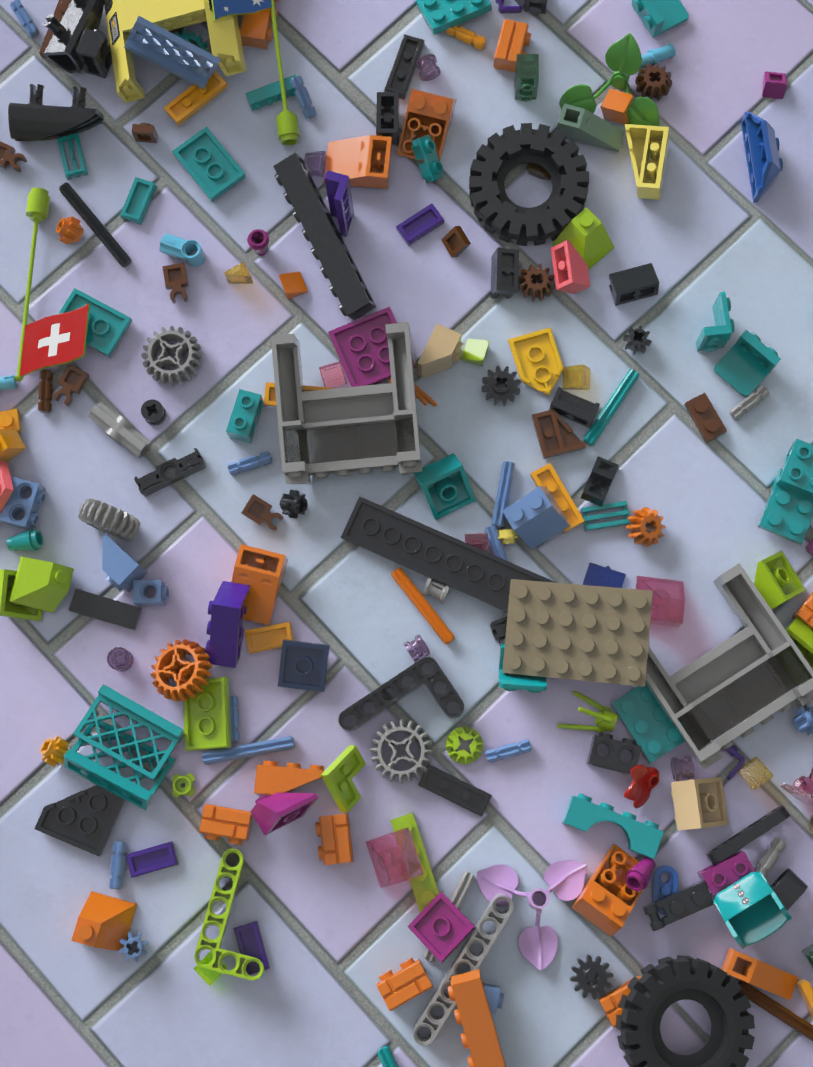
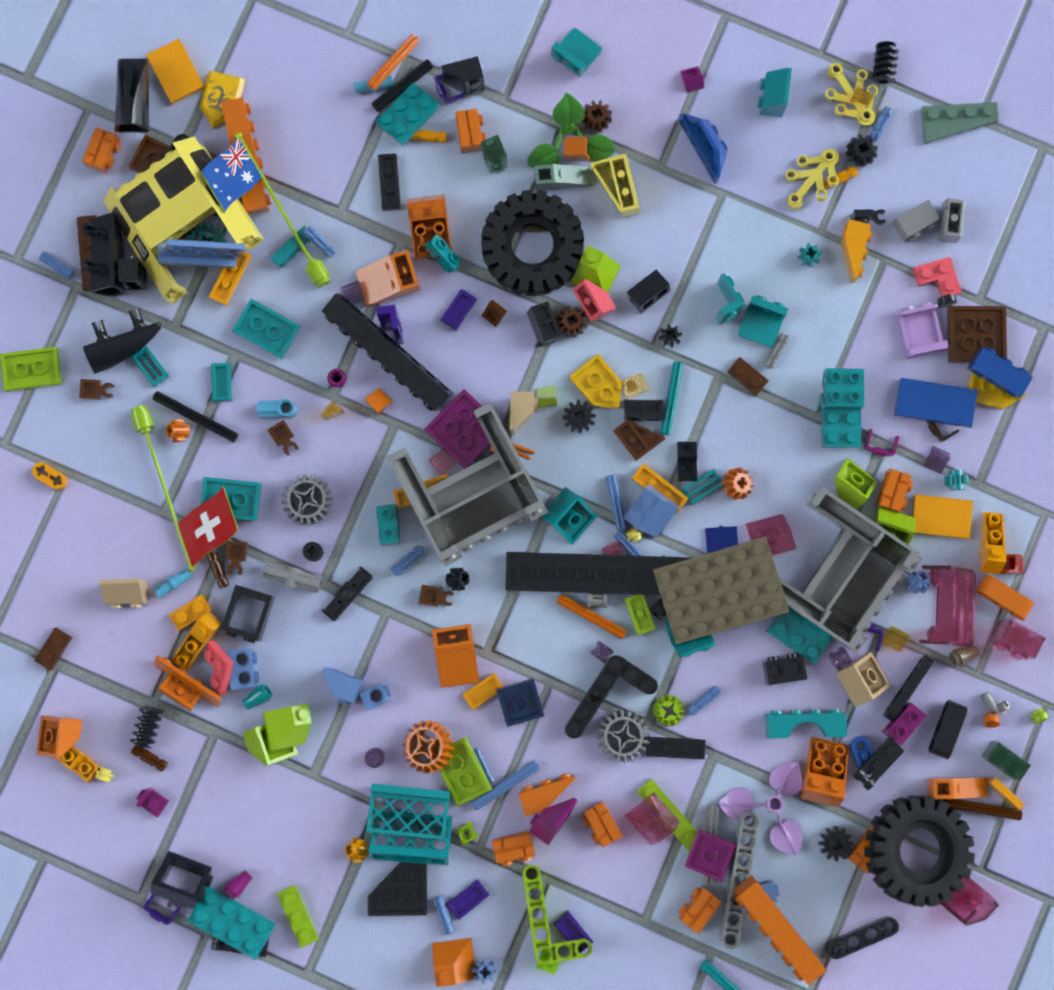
camera: 30 degrees left, 5 degrees up
(68, 462) = (249, 637): none -> black window
(105, 609) = (344, 723): black tile -> none
(109, 519) = (318, 653): light grey gear -> none
(144, 133) = (202, 323): reddish brown plate -> none
(226, 624) = (448, 696): dark purple wedge -> none
(339, 778) = (585, 775): lime plate -> none
(388, 115) = (396, 232): black brick -> none
(428, 67) = (409, 175): clear purple wheel -> none
(477, 625) = (639, 614): none -> lime plate
(604, 719) = (767, 646): lime plant -> none
(639, 875) = (841, 752): magenta cone -> none
(643, 782) = (815, 679): red plate -> none
(655, 56) = (587, 94): medium azure pin -> none
(751, 909) = (933, 743): teal piece -> none
(770, 856) = (931, 699): light grey axle -> none

